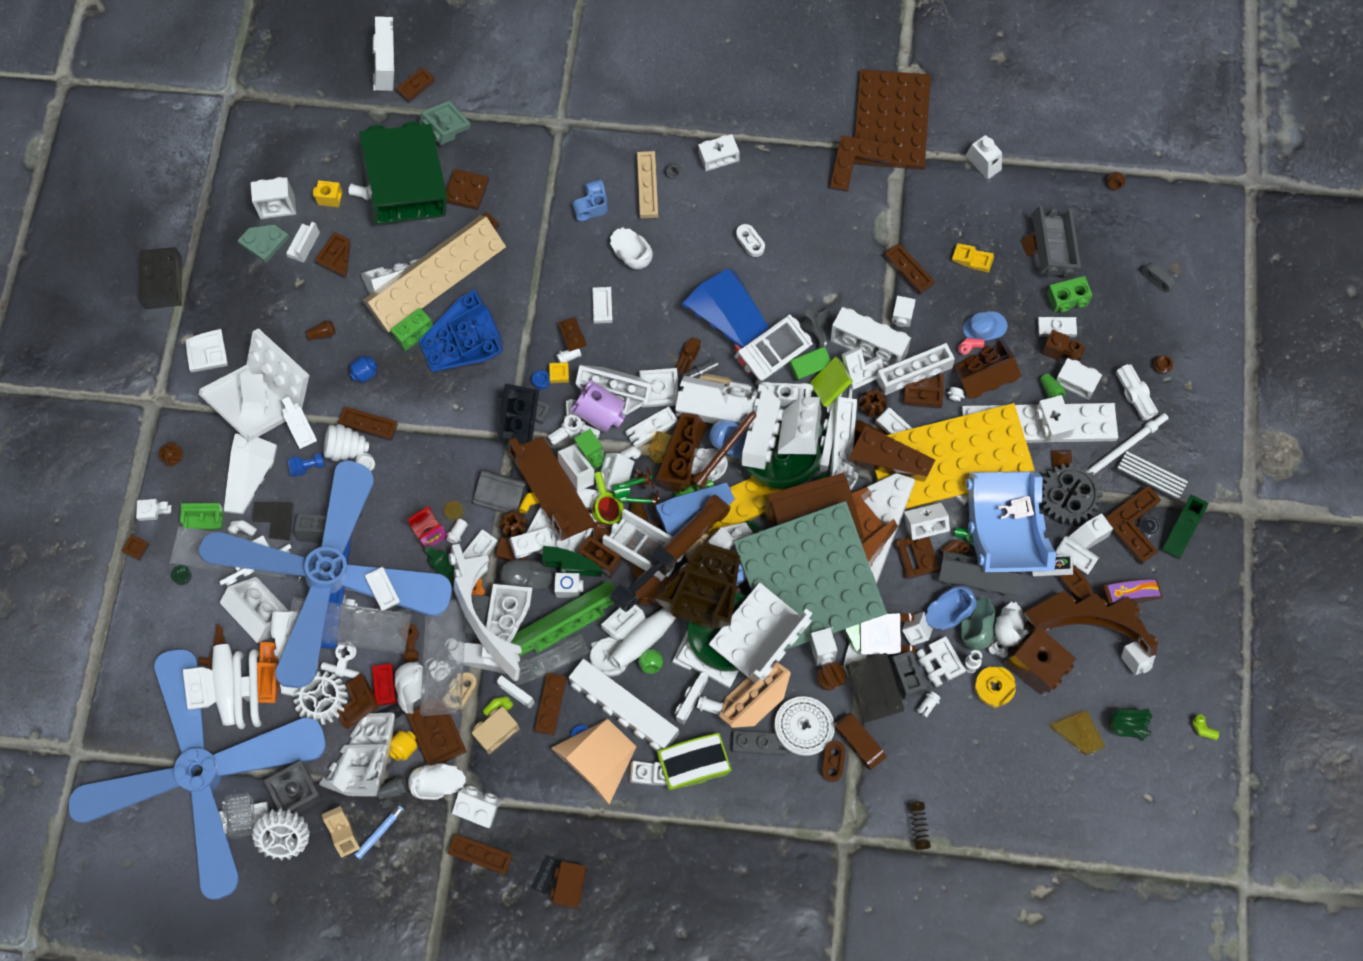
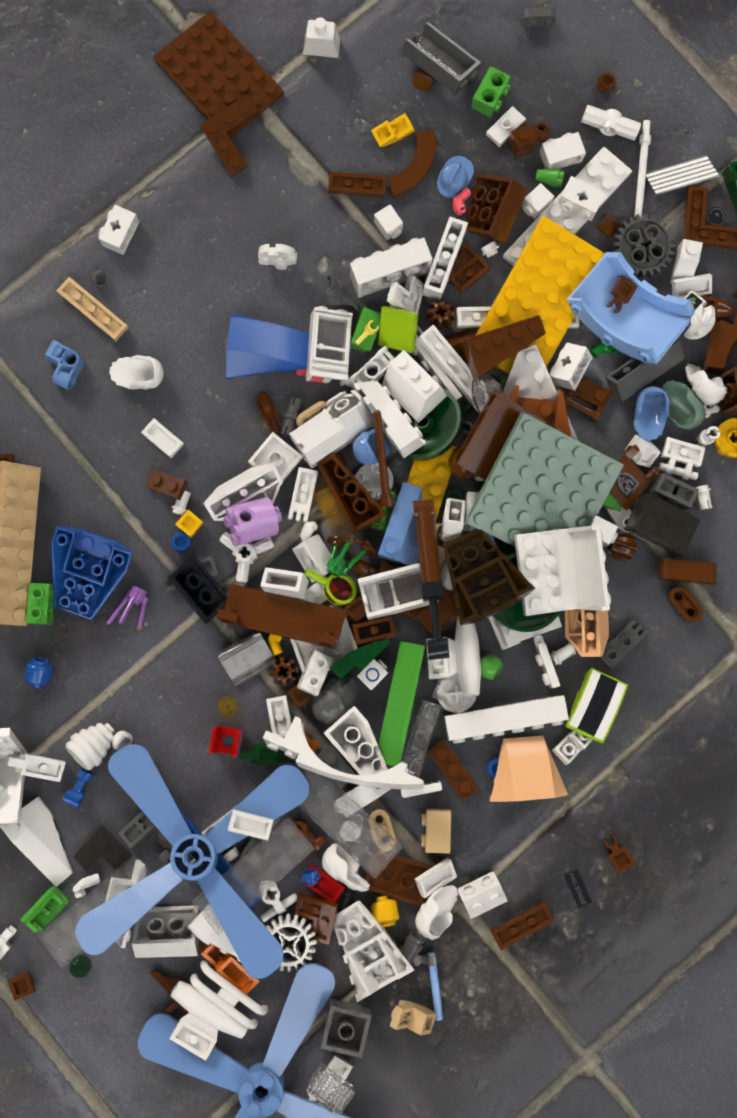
camera: 55 degrees left, 15 degrees up
(281, 827) = (375, 1069): white gear -> none
(368, 423) = (89, 709): reddish brown plate -> none
(381, 668) = (310, 877): none -> blue plate
(457, 531) = (248, 719): white pin -> none
(462, 758) = (436, 877): none -> white tile
(474, 384) = (134, 596): none -> medium lavender plant
(498, 703) = (416, 811): lime arm -> none
(569, 885) = (605, 879): reddish brown brick -> none
(590, 448) = (280, 558): bright green brick -> none
(596, 881) = (619, 857): none -> reddish brown plate
(750, 242) = (219, 275): white plate -> none
(790, 731) = (645, 586): white piece -> none
(803, 261) = (279, 256): none -> white plate
(807, 364) = (368, 331): none -> light yellow hand
(955, 546) = (605, 364): reddish brown arm -> none
(966, 296) = (418, 168): none -> reddish brown tile
(1024, 393) = (537, 201): none -> white brick
(1052, 580) = (701, 322): none -> white hat

